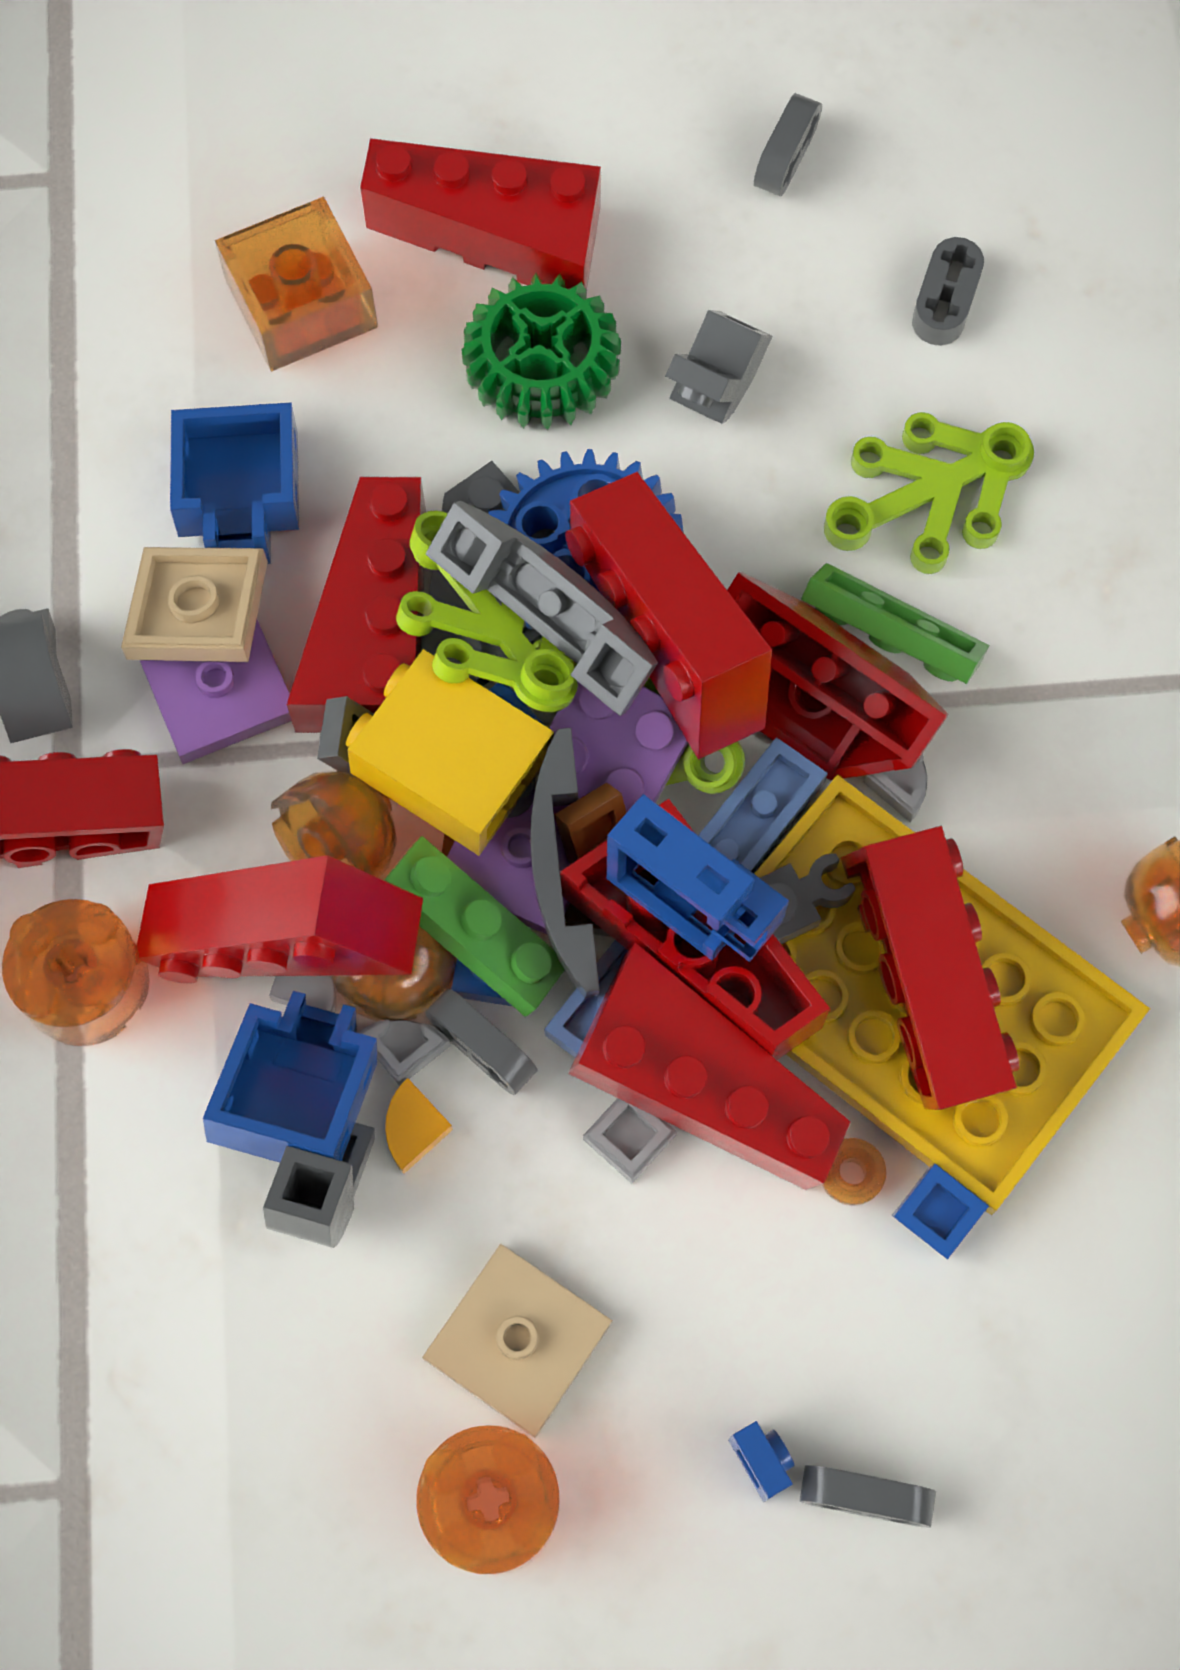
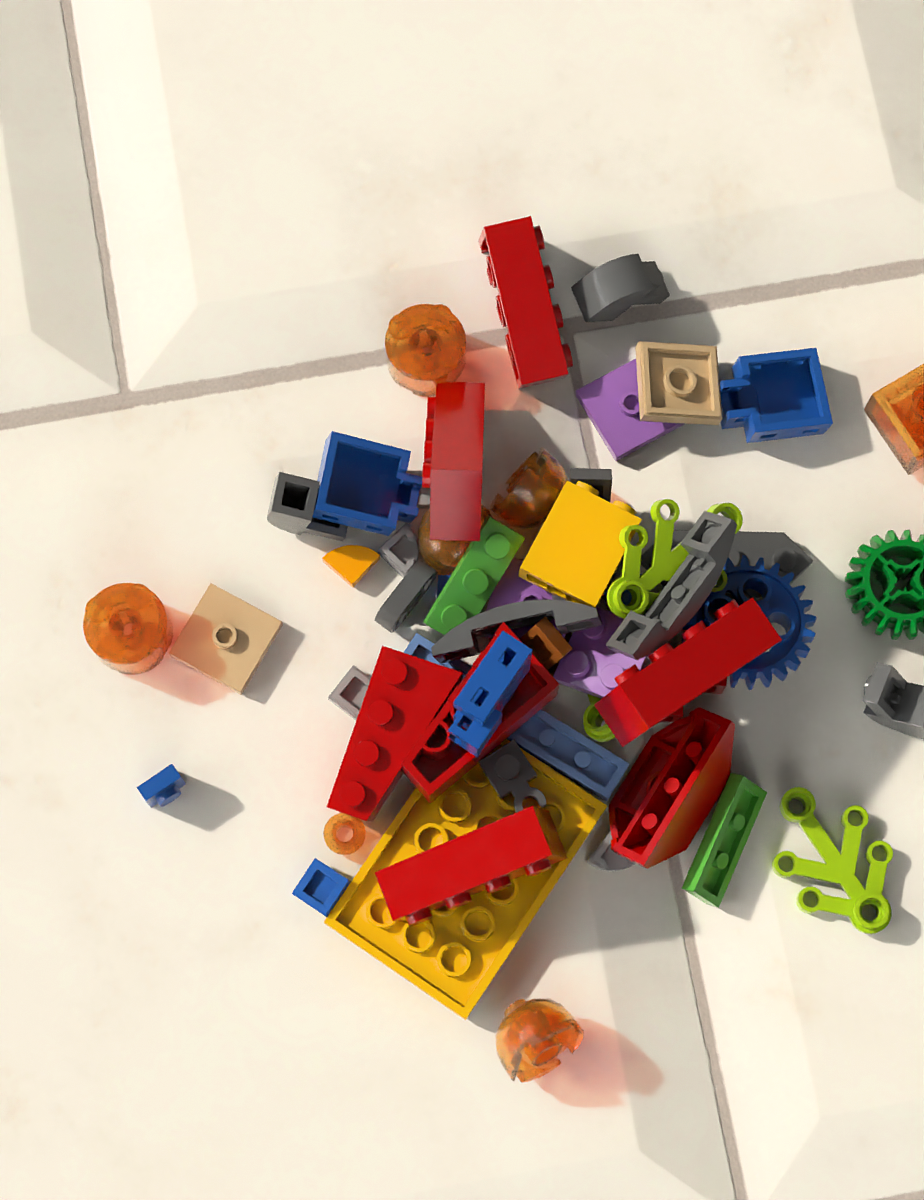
camera: 85 degrees right, 5 degrees up
(355, 628) = (694, 485): red wedge -> none
(868, 1496) = (145, 852): dark grey beam -> none

